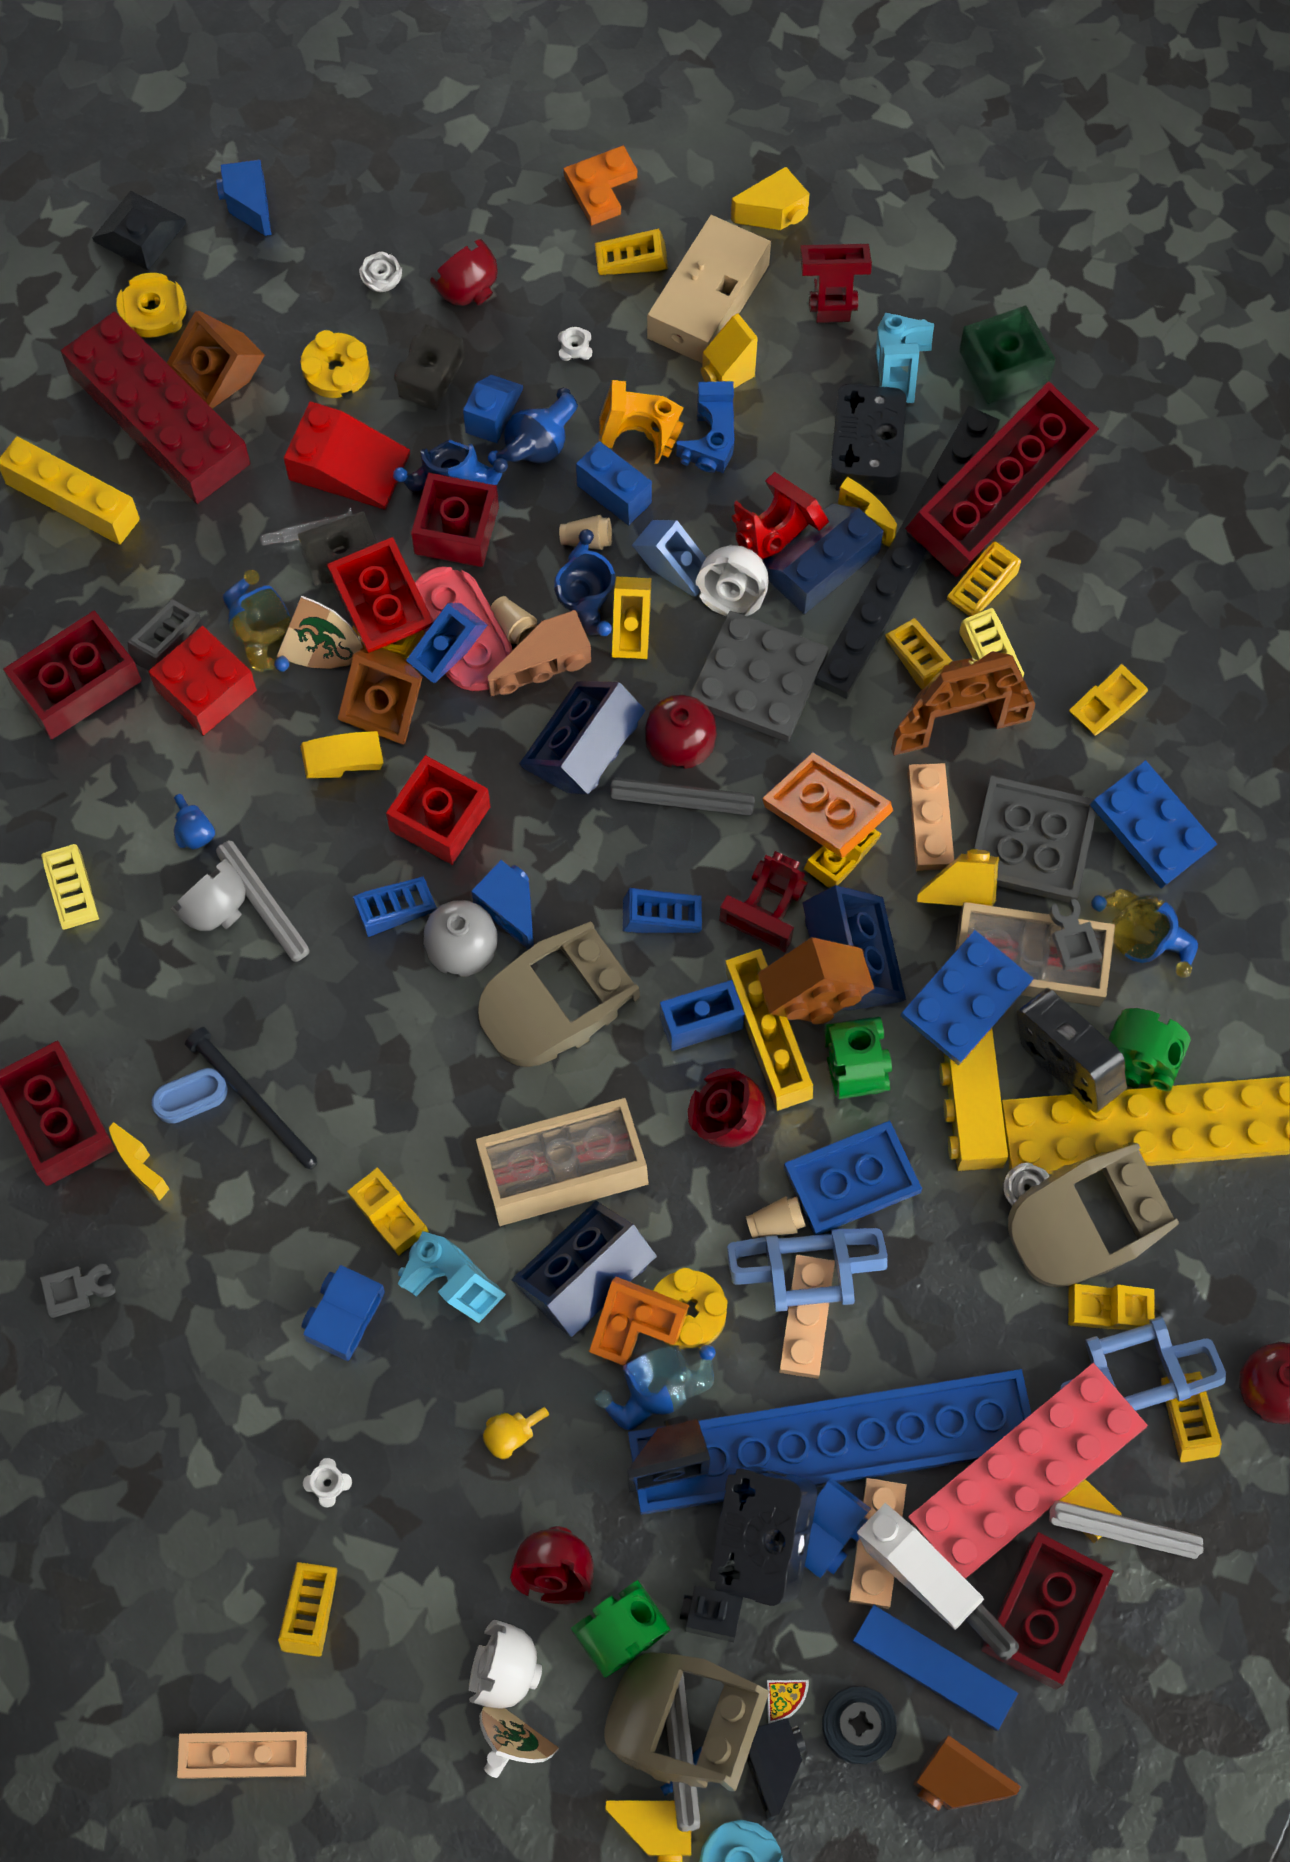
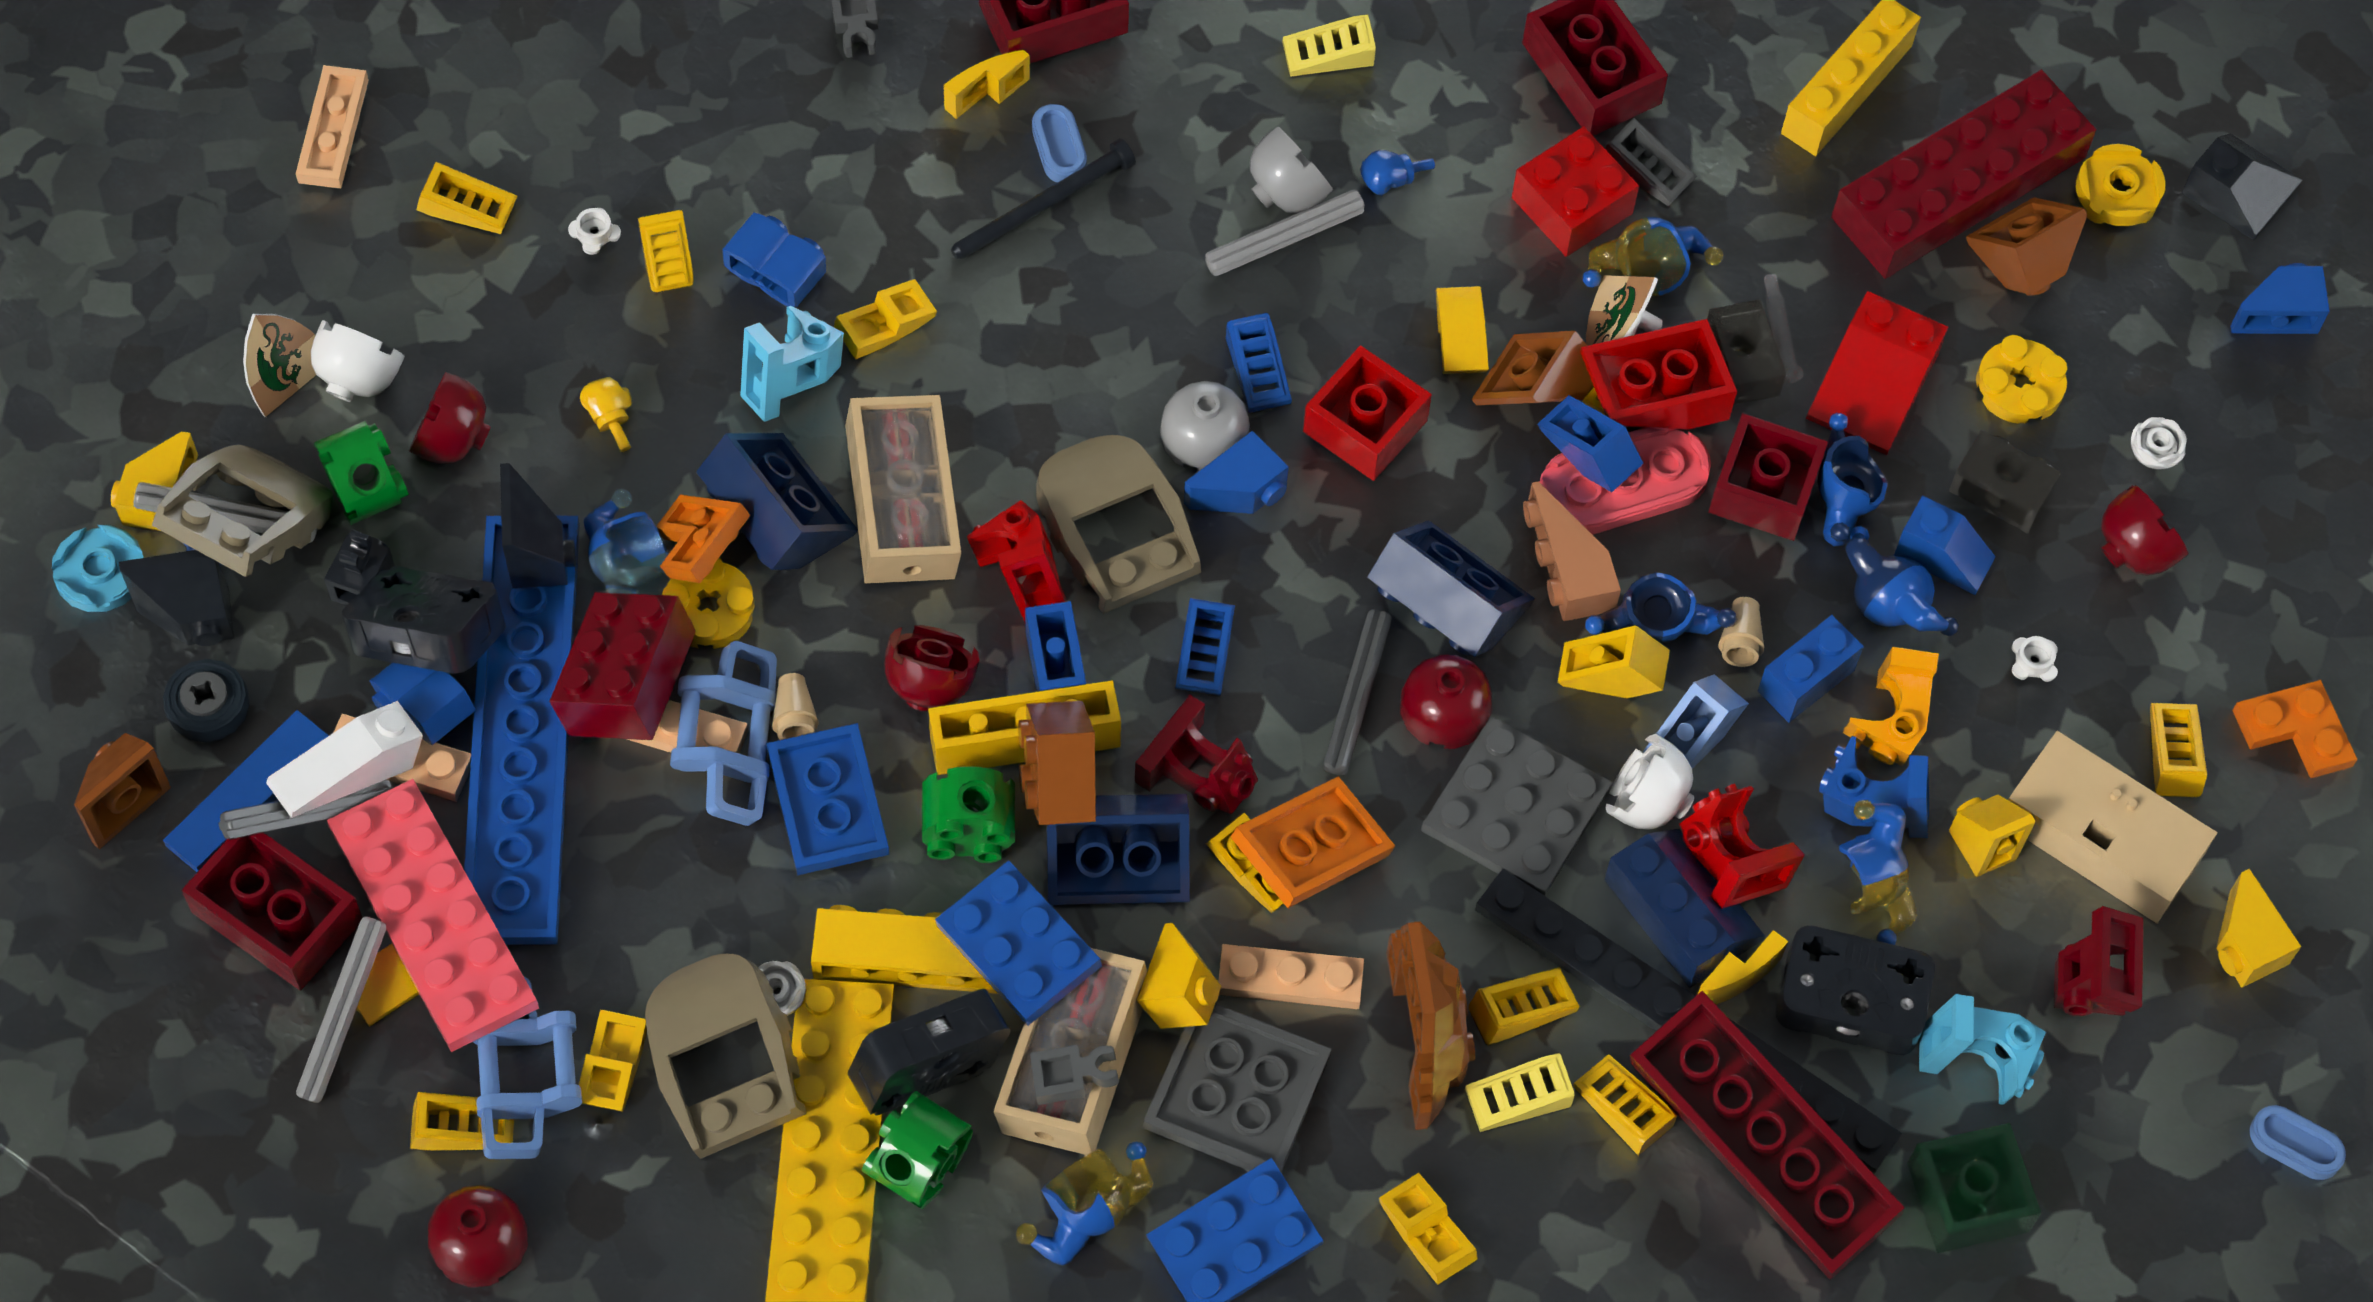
camera: 95 degrees right, 5 degrees down
(355, 1404) = (666, 254): none -> yellow slope
(513, 619) = (1625, 532): tan cone -> none
(631, 1036) = (1022, 548): none -> red tile
(776, 1355) = (623, 666): none -> dark red brick
(777, 424) = (1882, 867): none -> piece
(785, 1698) = (256, 635): tile -> none
(918, 177) = (2297, 1142): none -> medium blue tile

